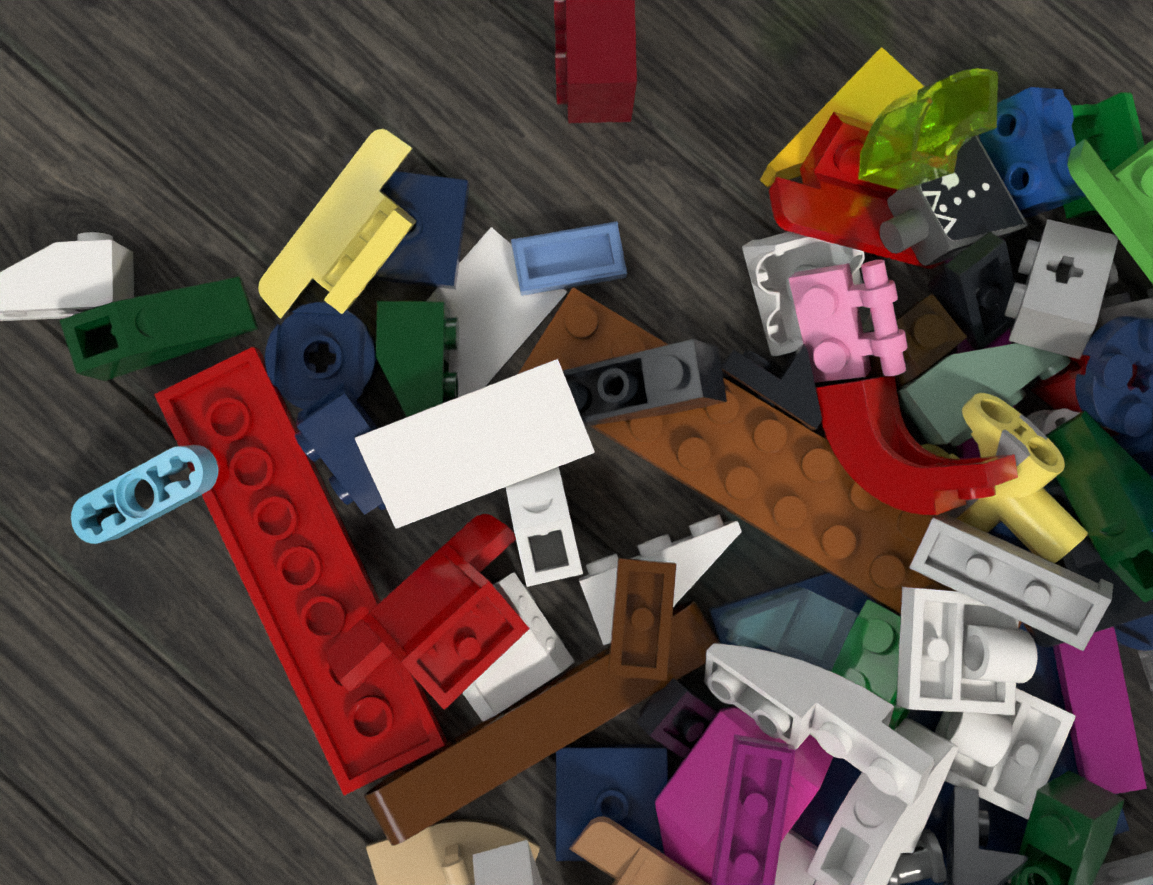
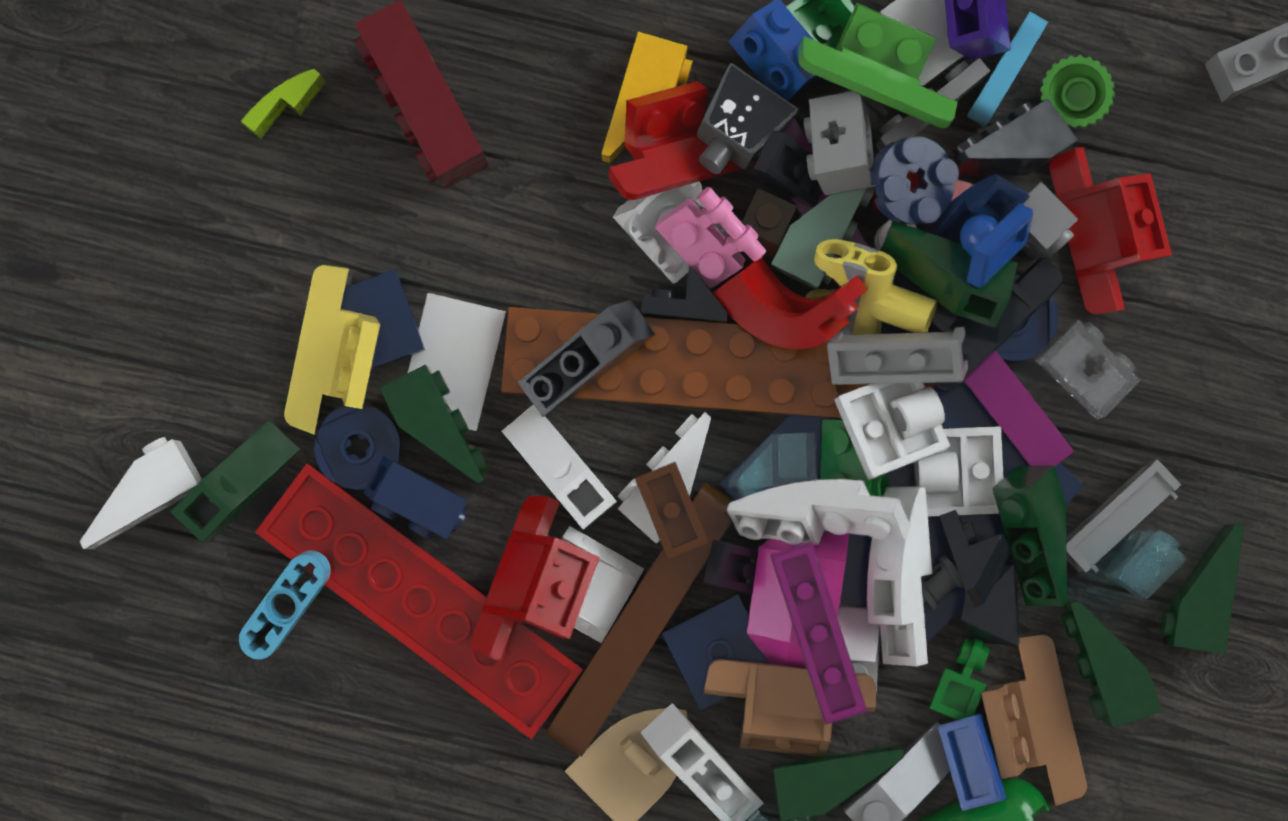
camera: 25 degrees left, 0 degrees up
(475, 444) = (498, 451): white sticker -> none
(569, 258) = (495, 287): medium blue tile -> none
(924, 129) = (692, 82): clear neon green brick -> none

